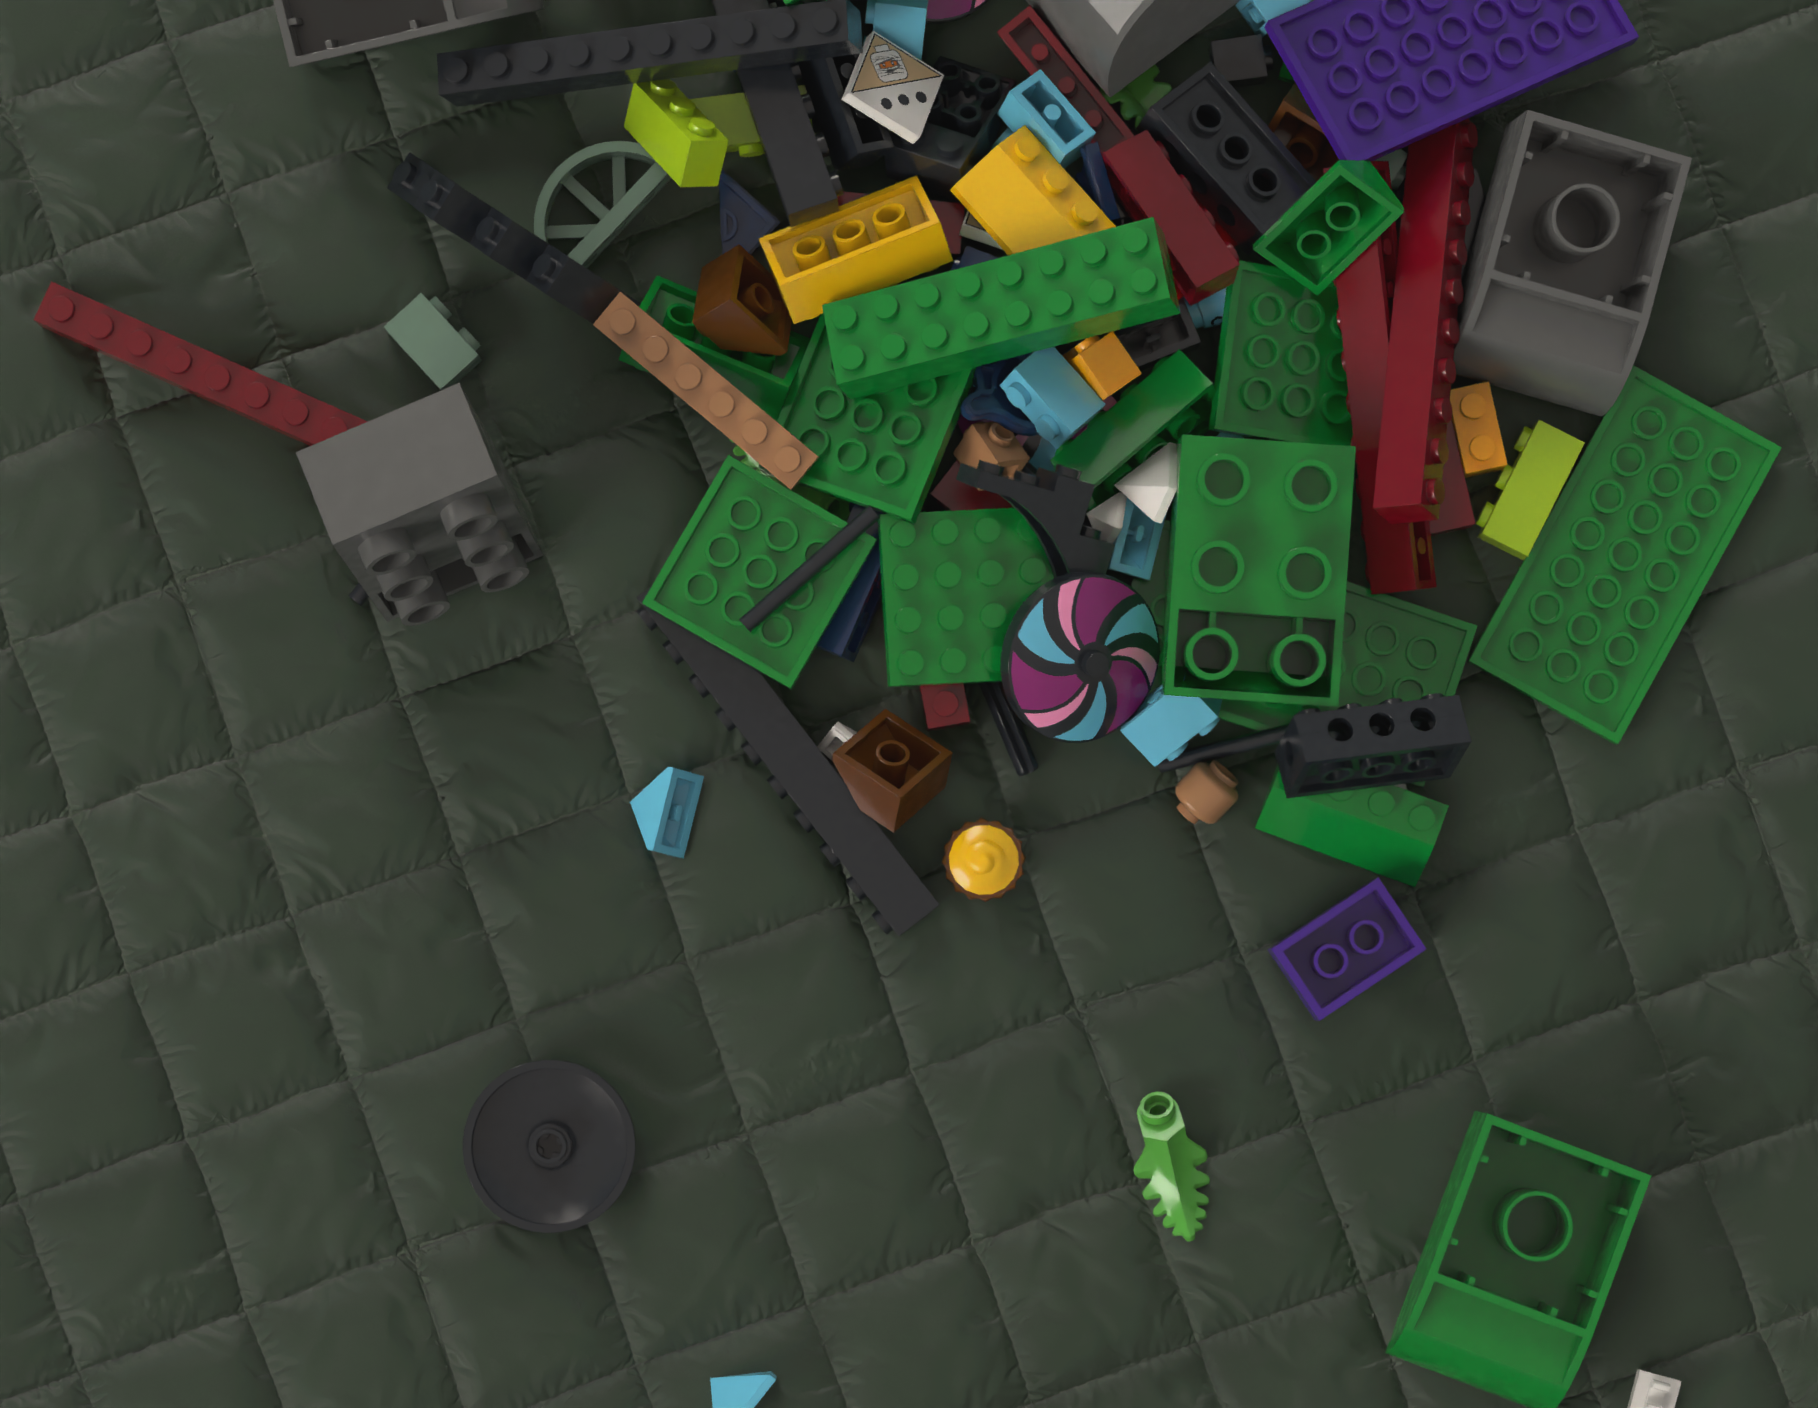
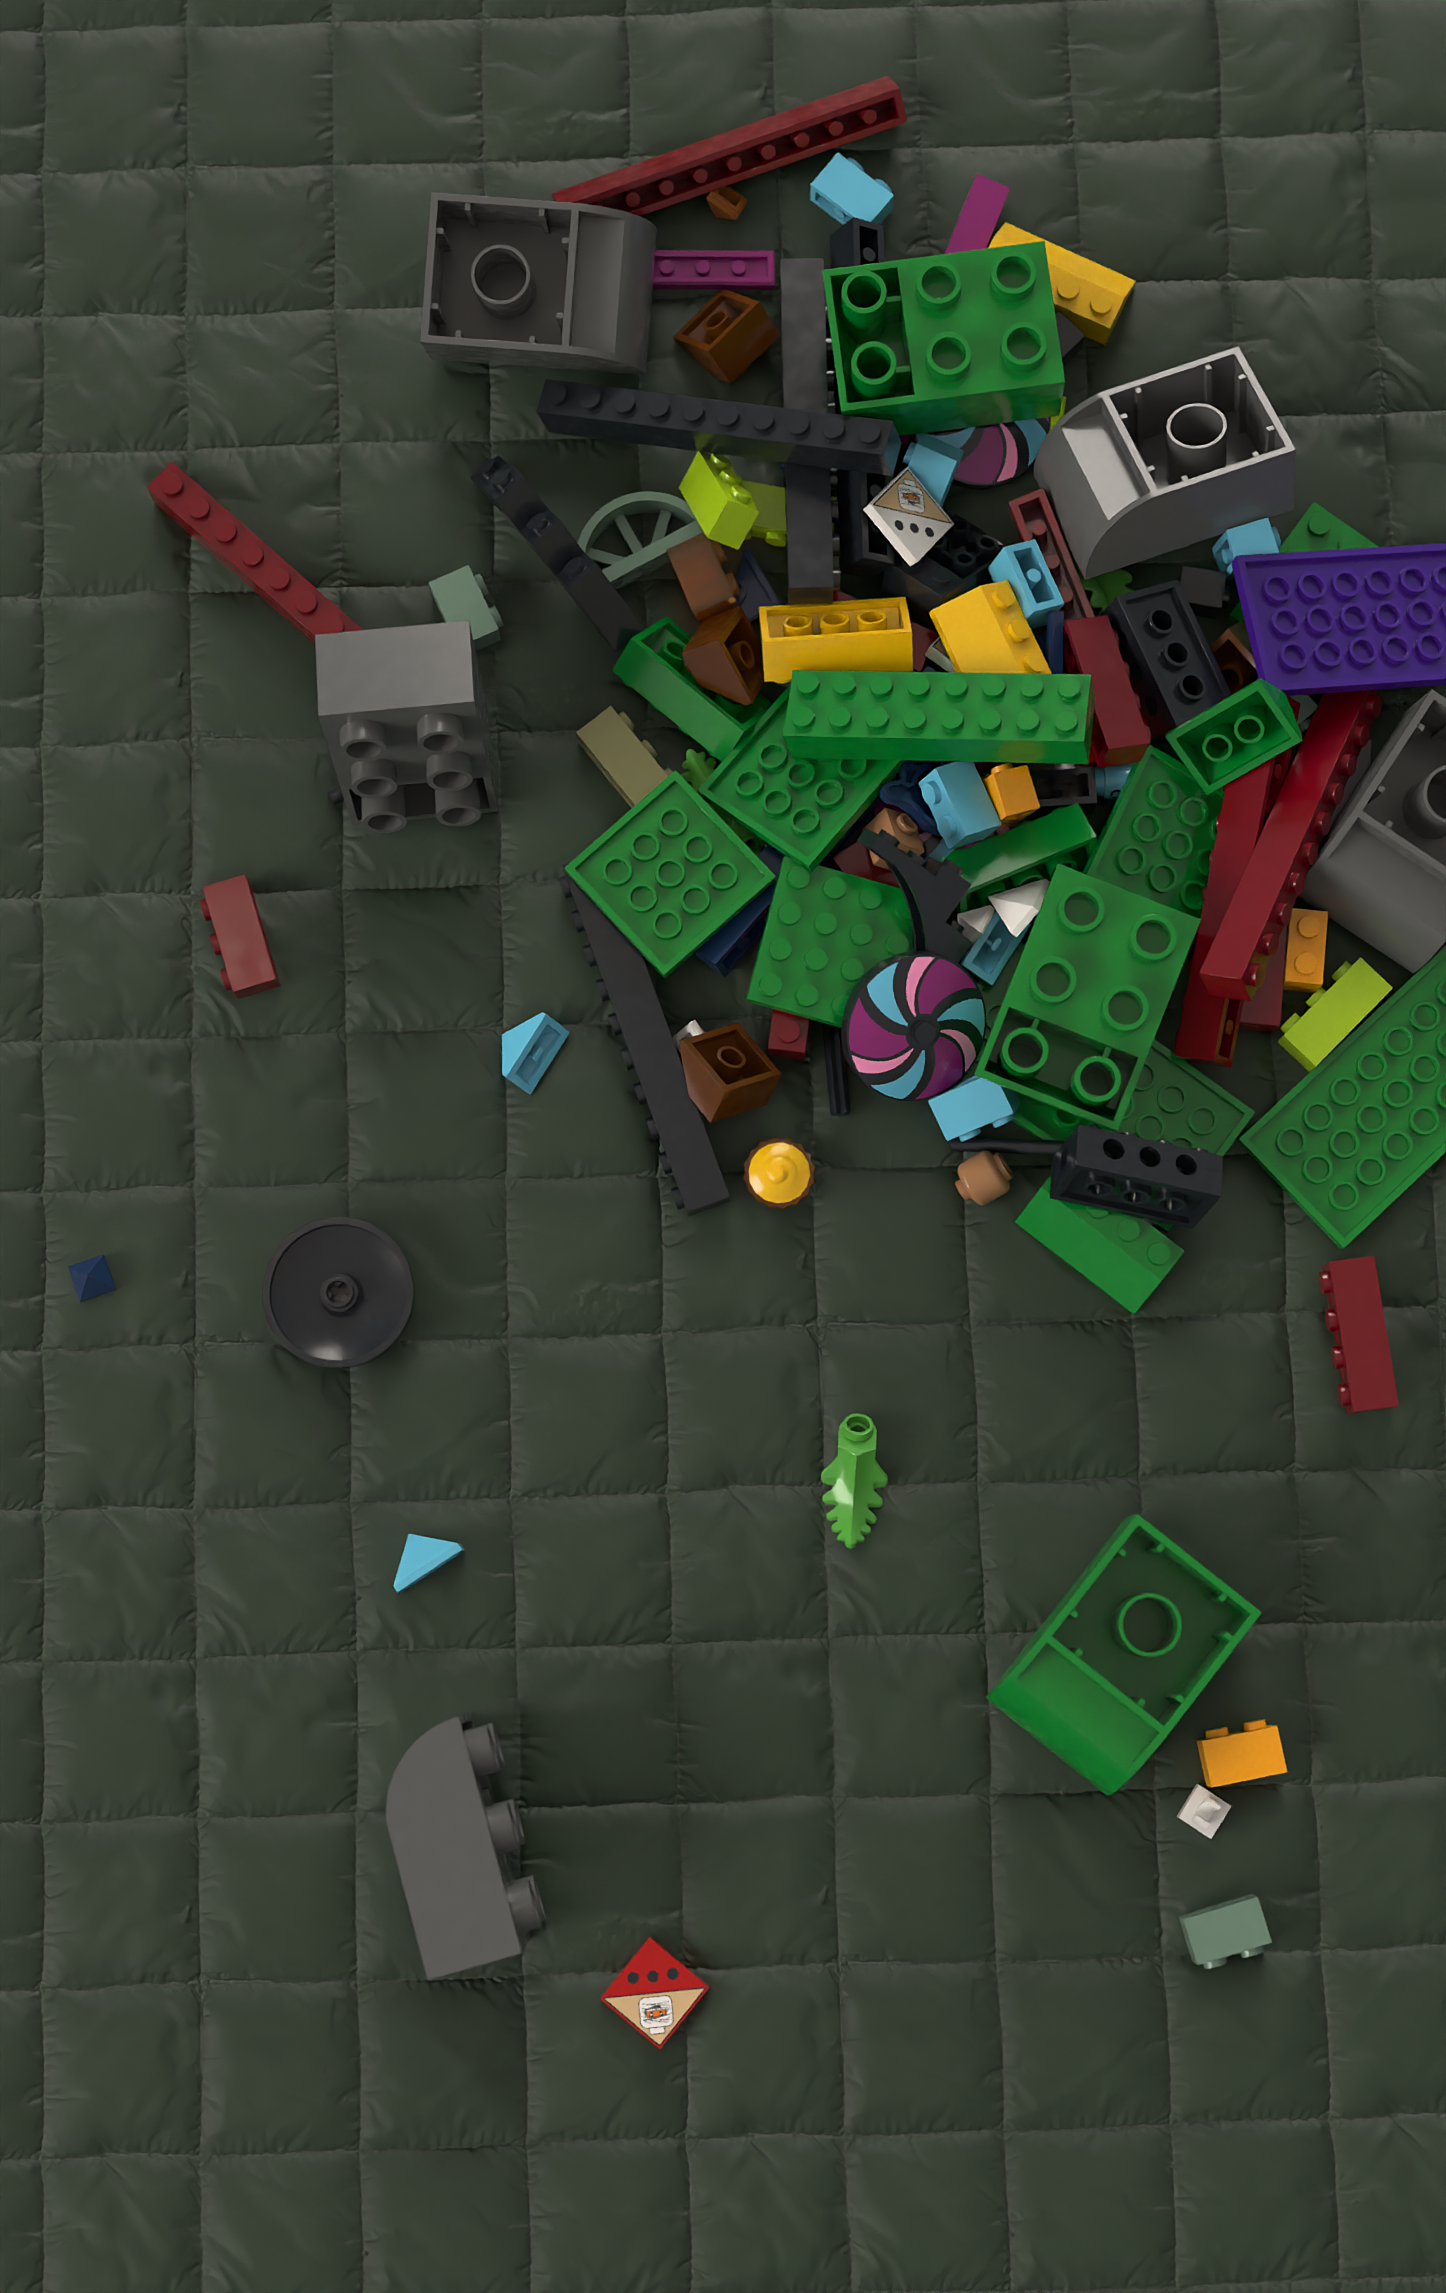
camera: 25 degrees right, 5 degrees down
(273, 1214) = (92, 1278): none -> dark blue slope
(307, 789) = (239, 937): none -> dark red brick
(664, 454) = (621, 756): none -> olive brick
(686, 223) = (703, 577): none -> clear orange brick
(706, 390) = (674, 712): medium nougat plate -> none
(809, 568) = (711, 881): black bar -> none
(1347, 949) = (1060, 1344): dark purple brick -> none
(1664, 834) = (1359, 1335): none -> dark red brick
(1675, 1323) = (1241, 1754): none -> light orange brick

